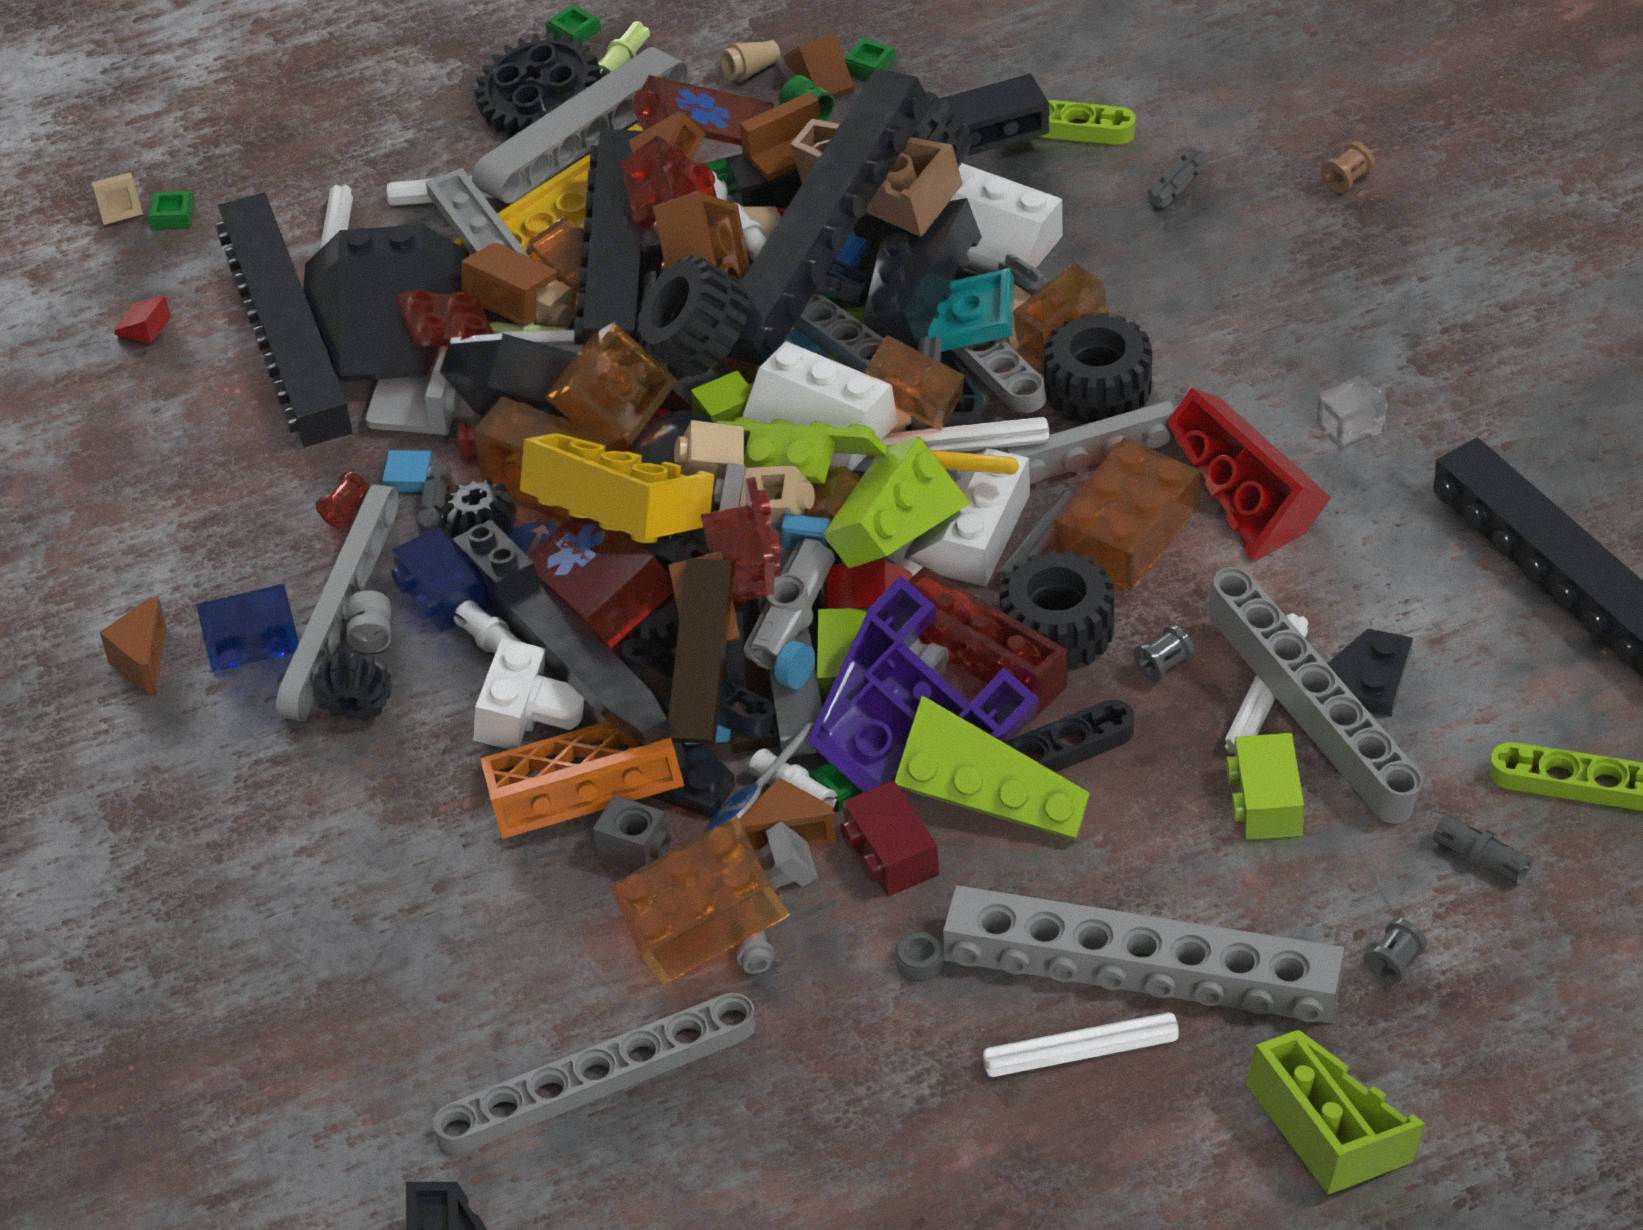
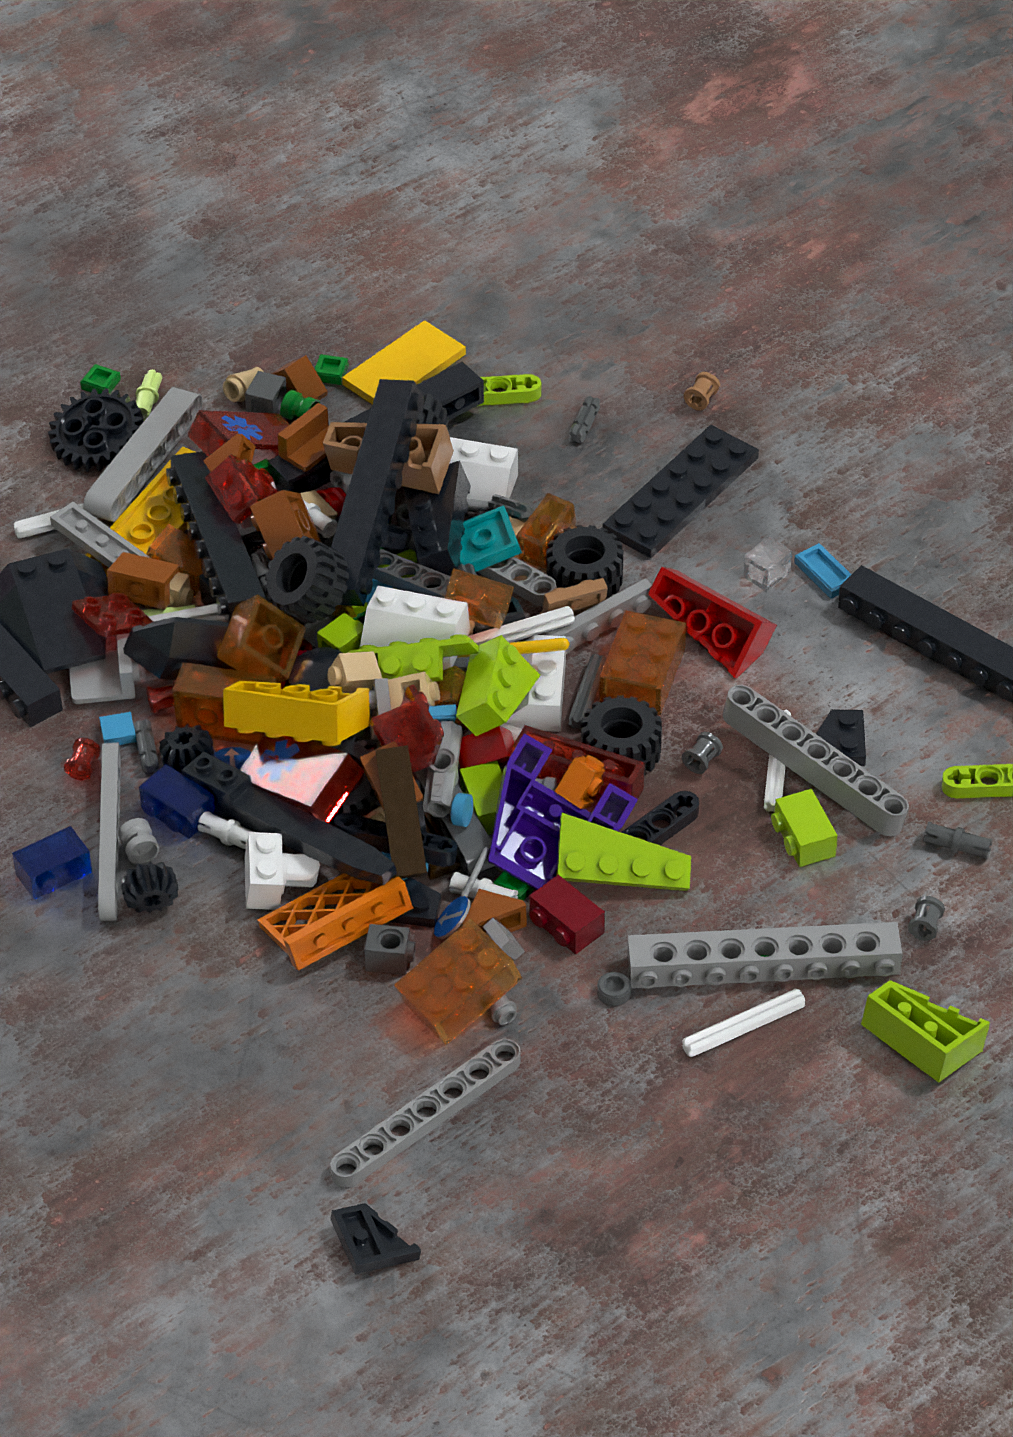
camera: 20 degrees left, 0 degrees up
(767, 74) = (265, 393): none -> dark grey brick
(968, 658) = (581, 781): none -> orange brick
(978, 60) = (413, 356): none -> yellow tile
(1062, 408) = (577, 597): none -> medium nougat plate
(1271, 295) = (681, 491): none -> black plate
(1427, 432) = (822, 569): none -> dark azure tile

